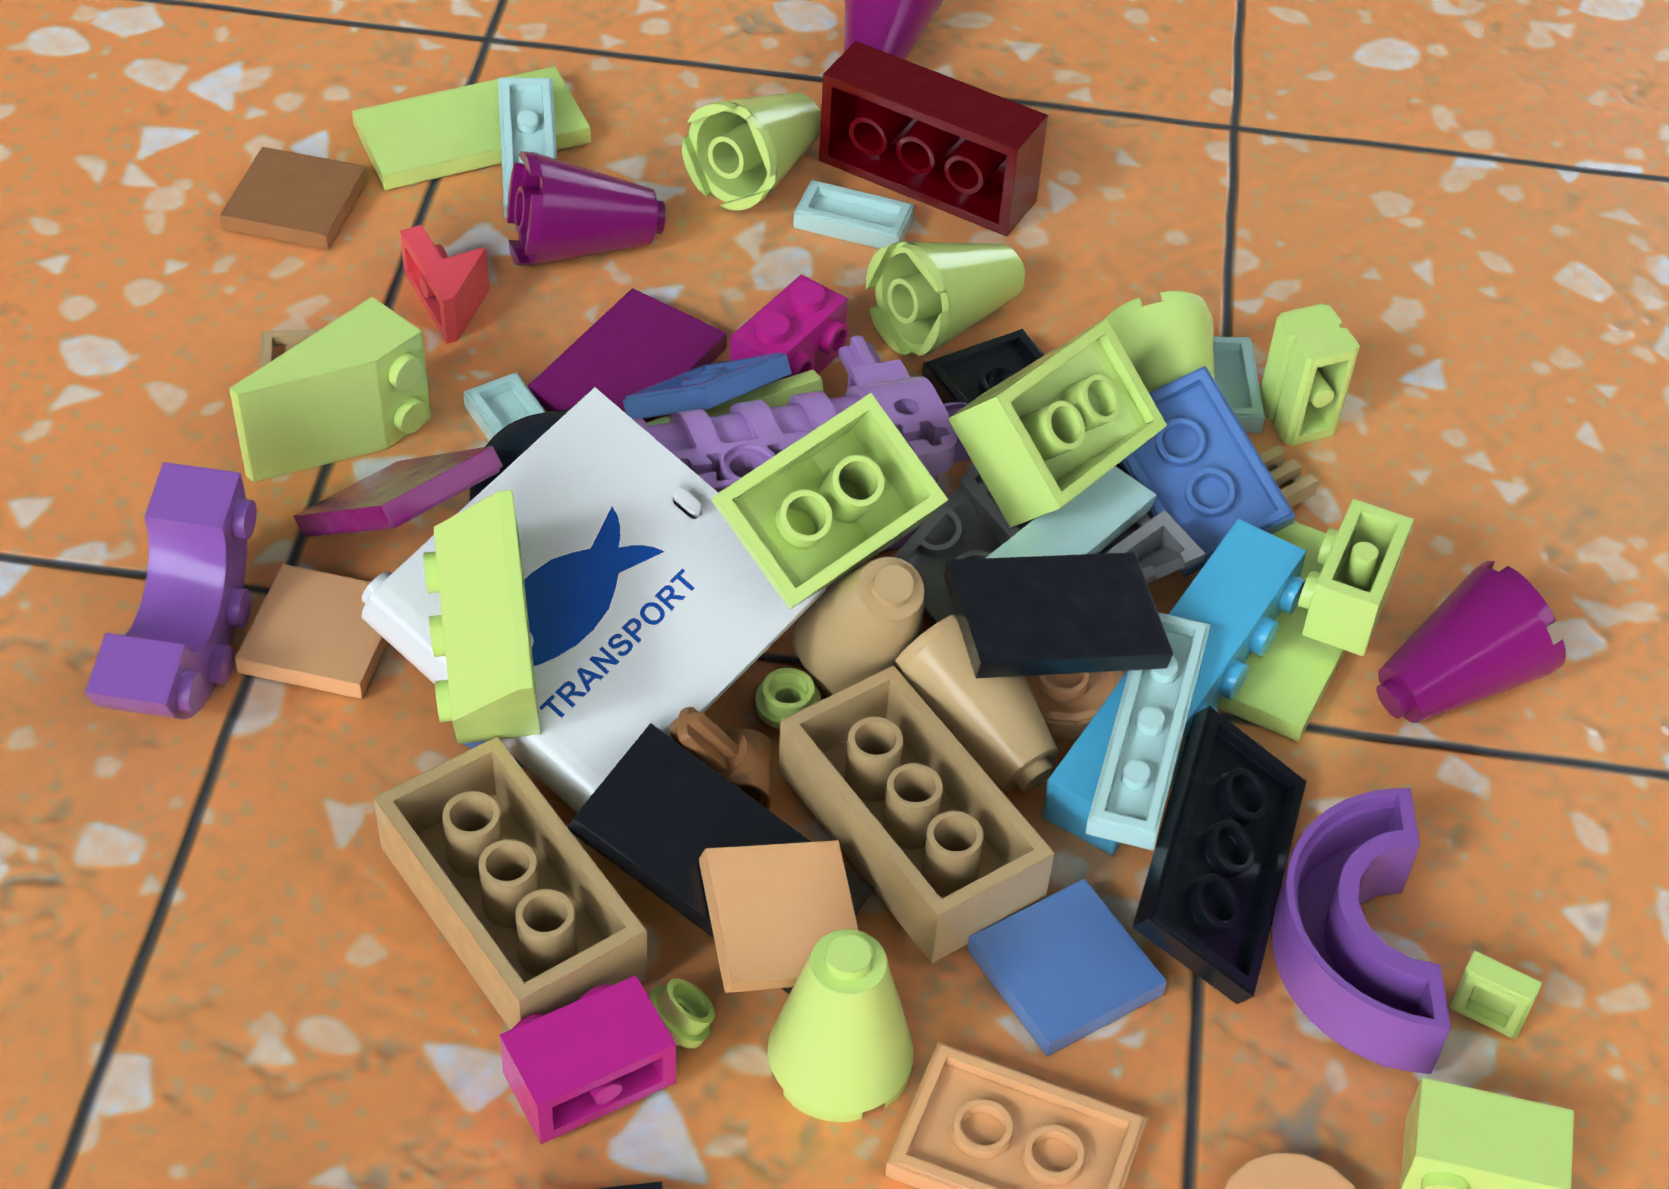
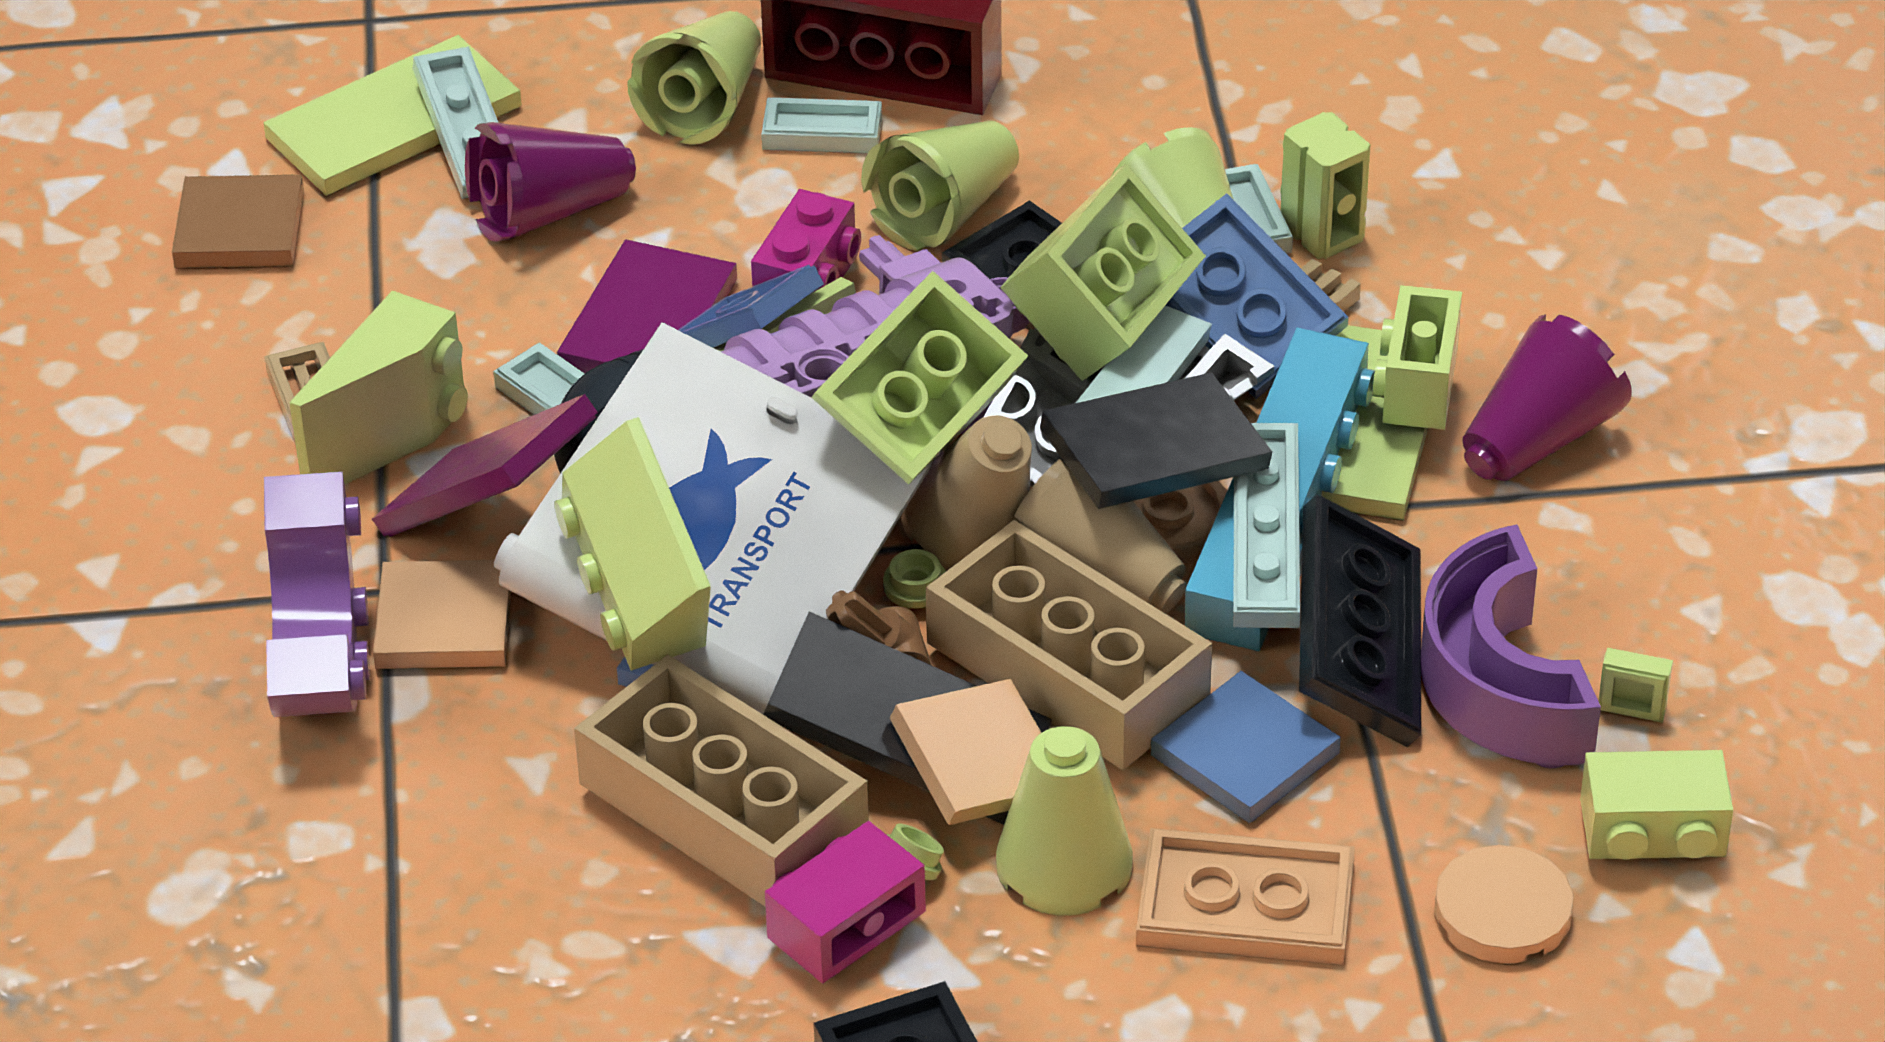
camera: 10 degrees left, 5 degrees down
(446, 285) = (429, 273): coral slope -> none

